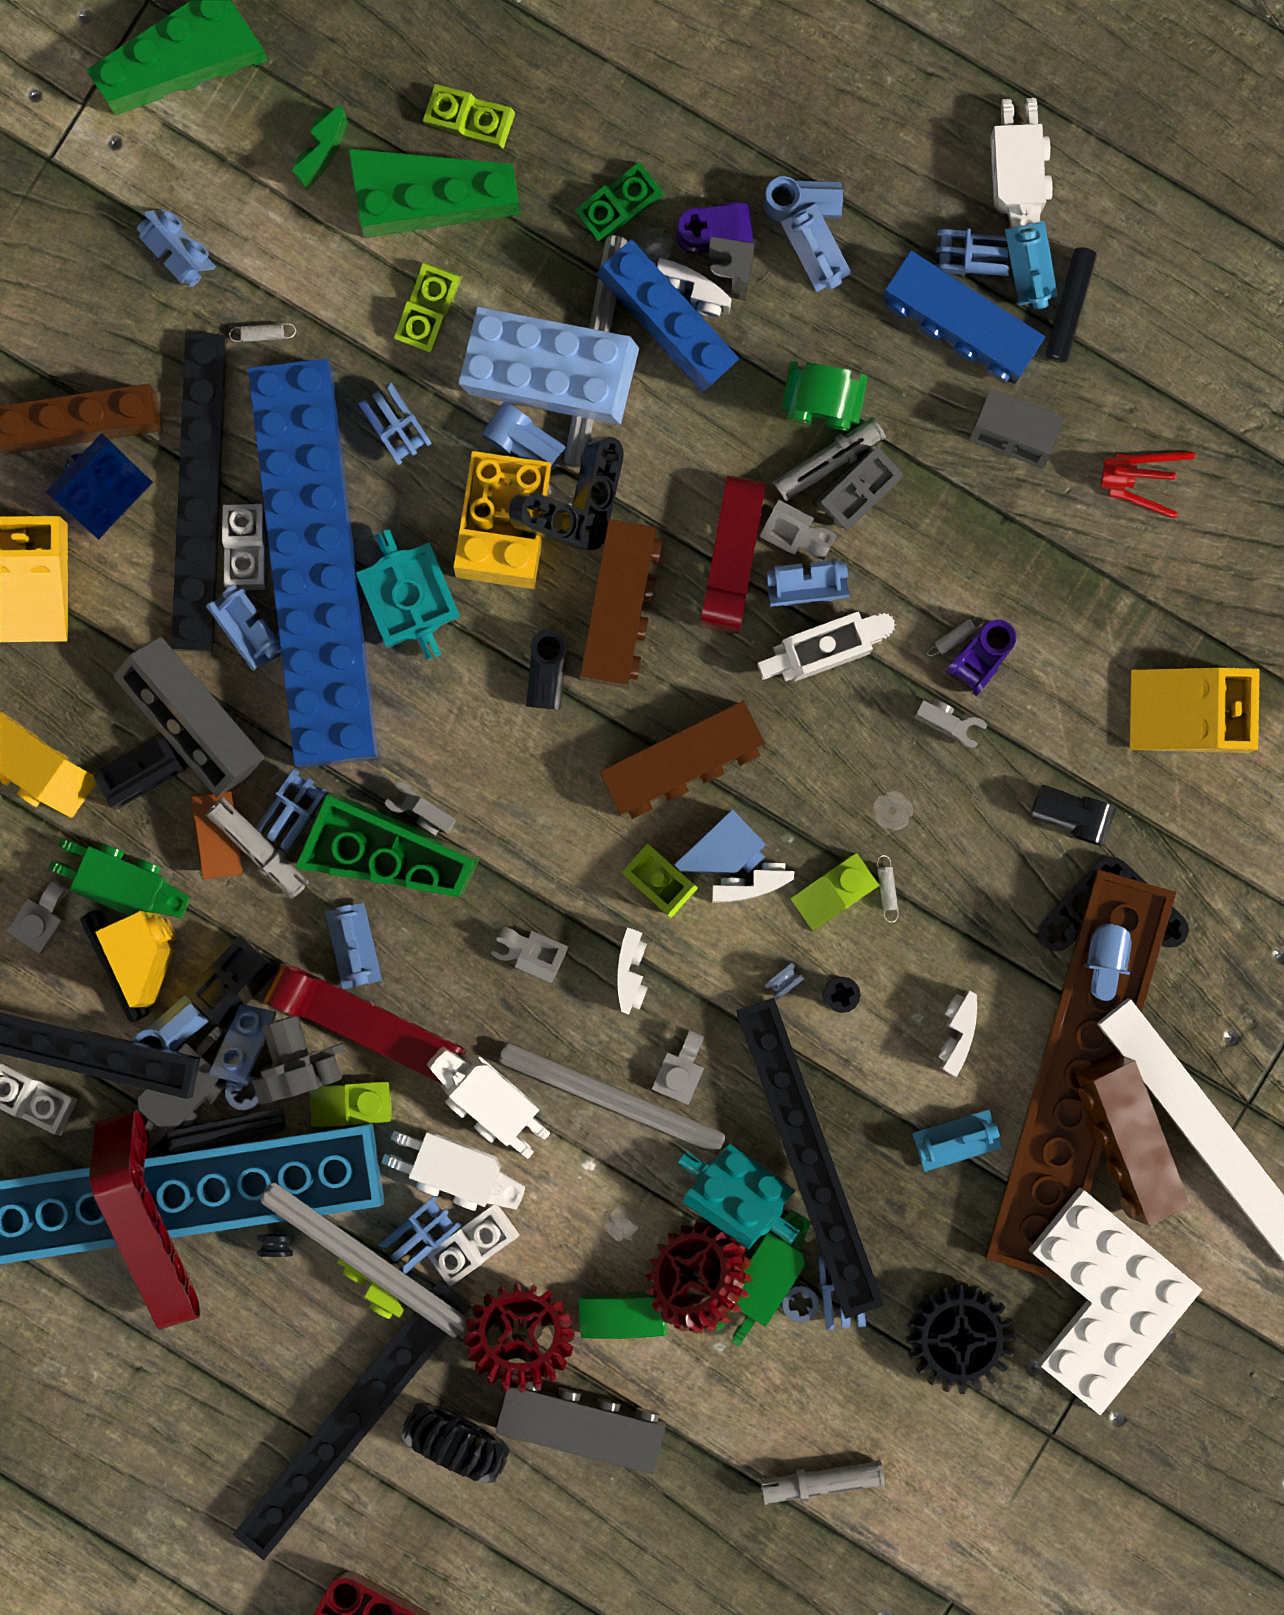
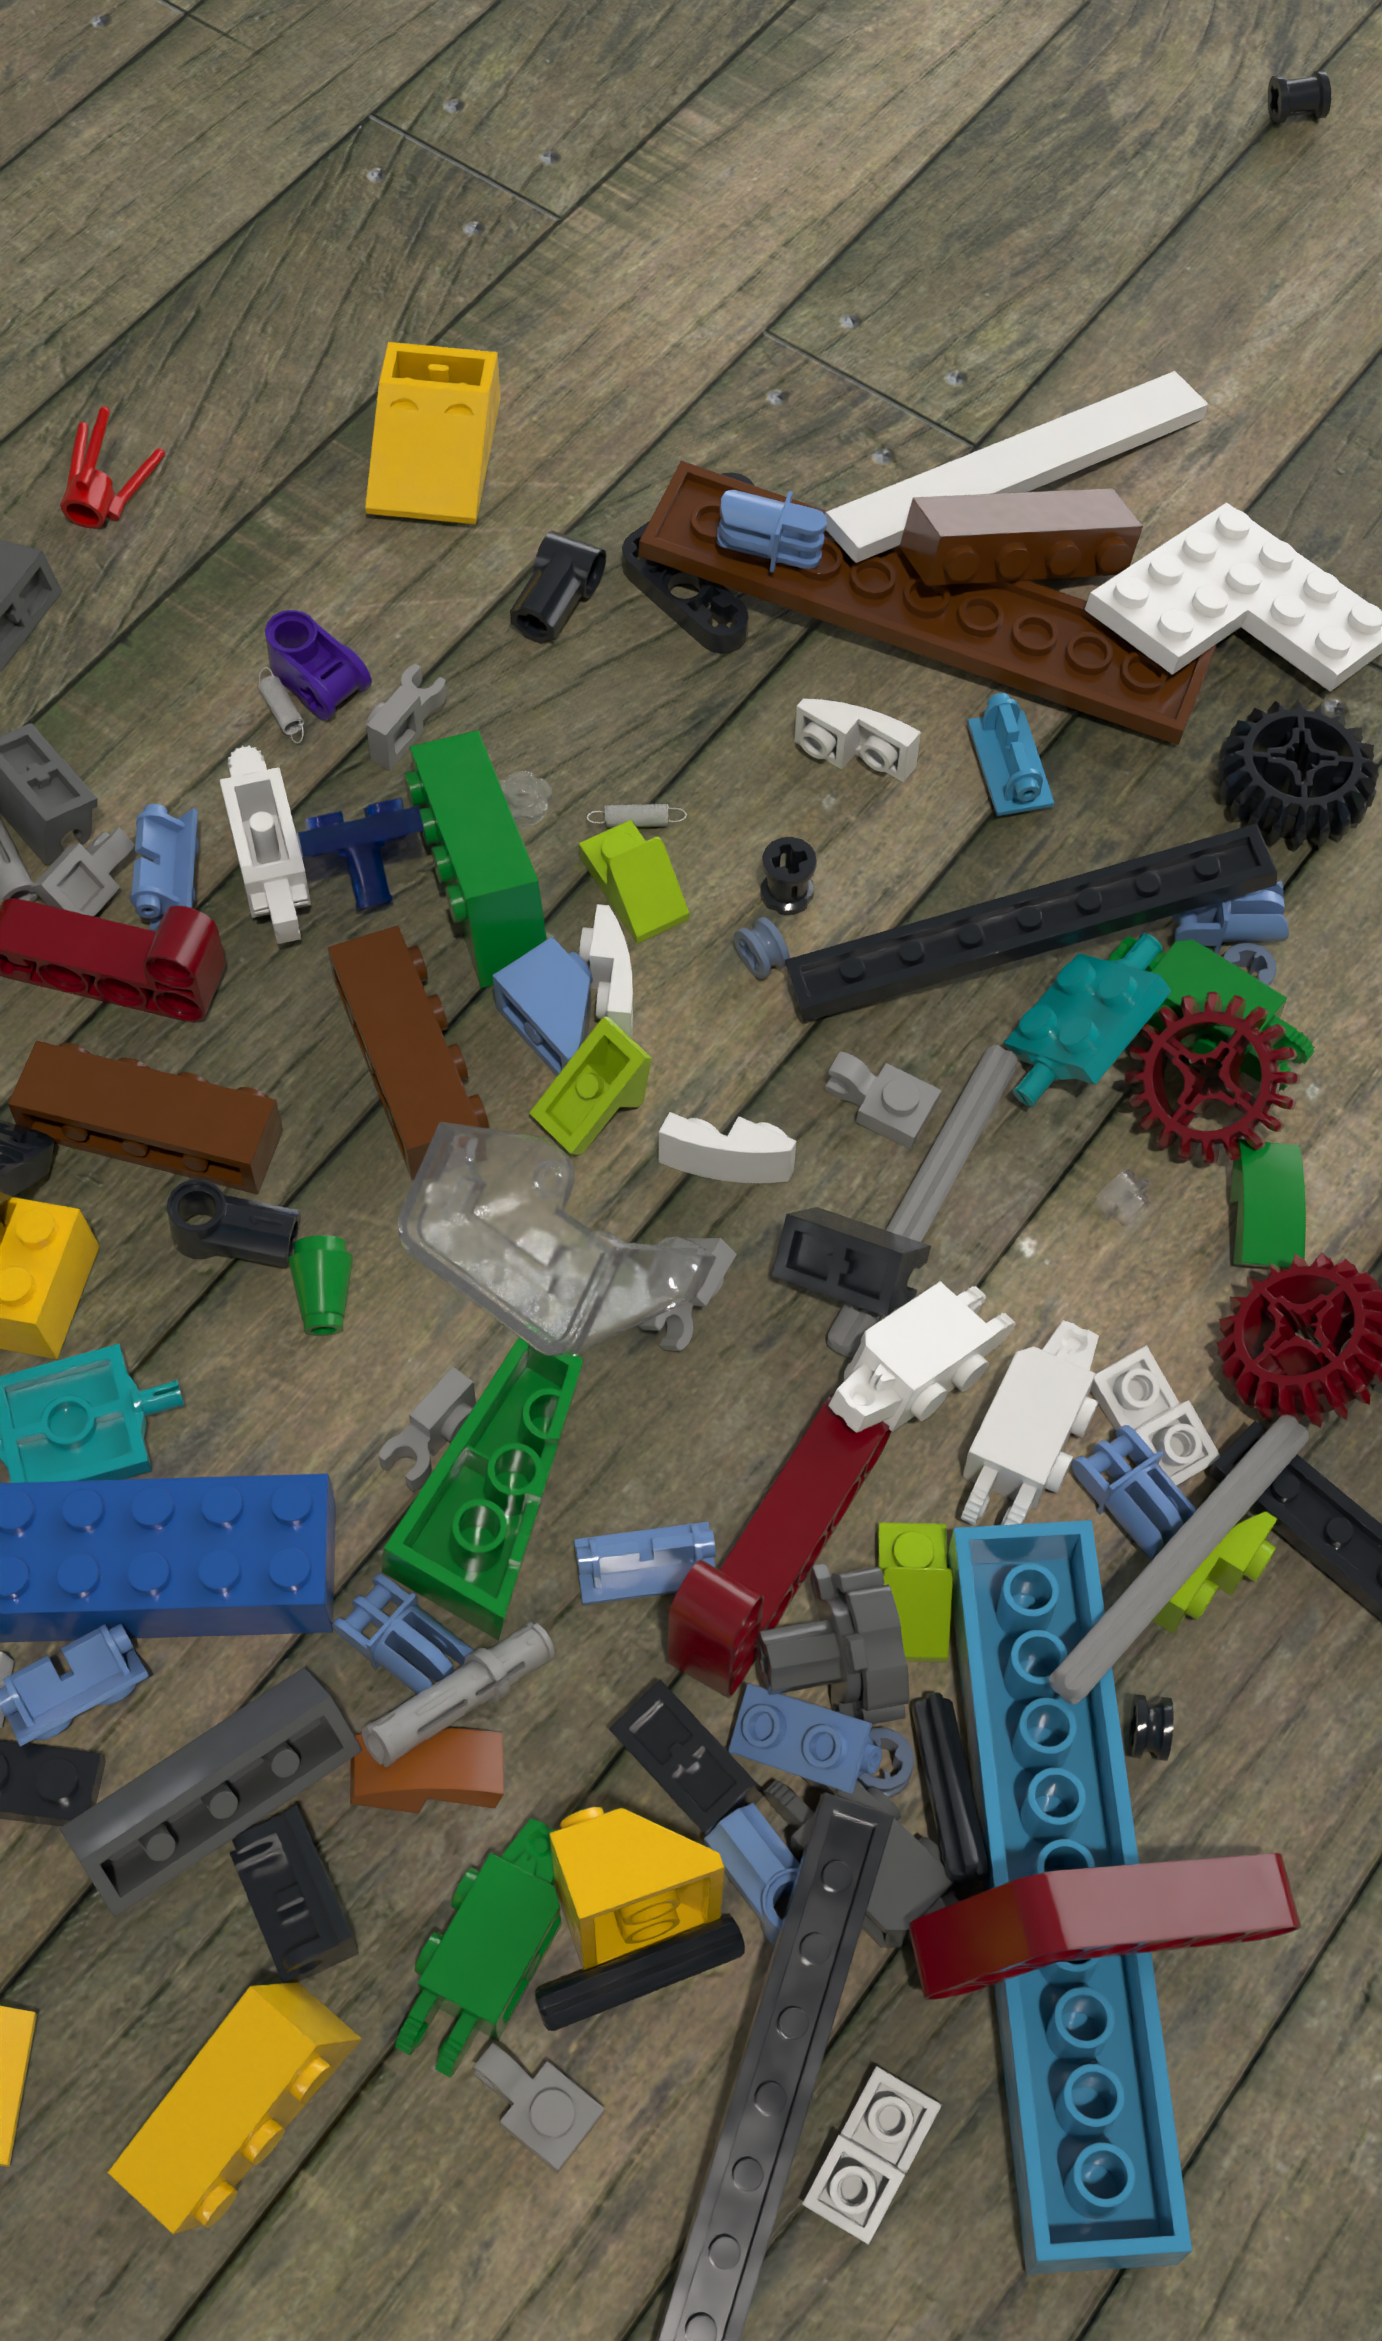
camera: 90 degrees left, 25 degrees down
(515, 730) = (321, 1282): none -> green cone
(529, 860) = (497, 1231): none -> clear windscreen
(553, 1053) = (848, 1259): none -> black hinge
(833, 708) = (361, 844): none -> clear blue plate
(836, 786) = (477, 851): none -> green wedge

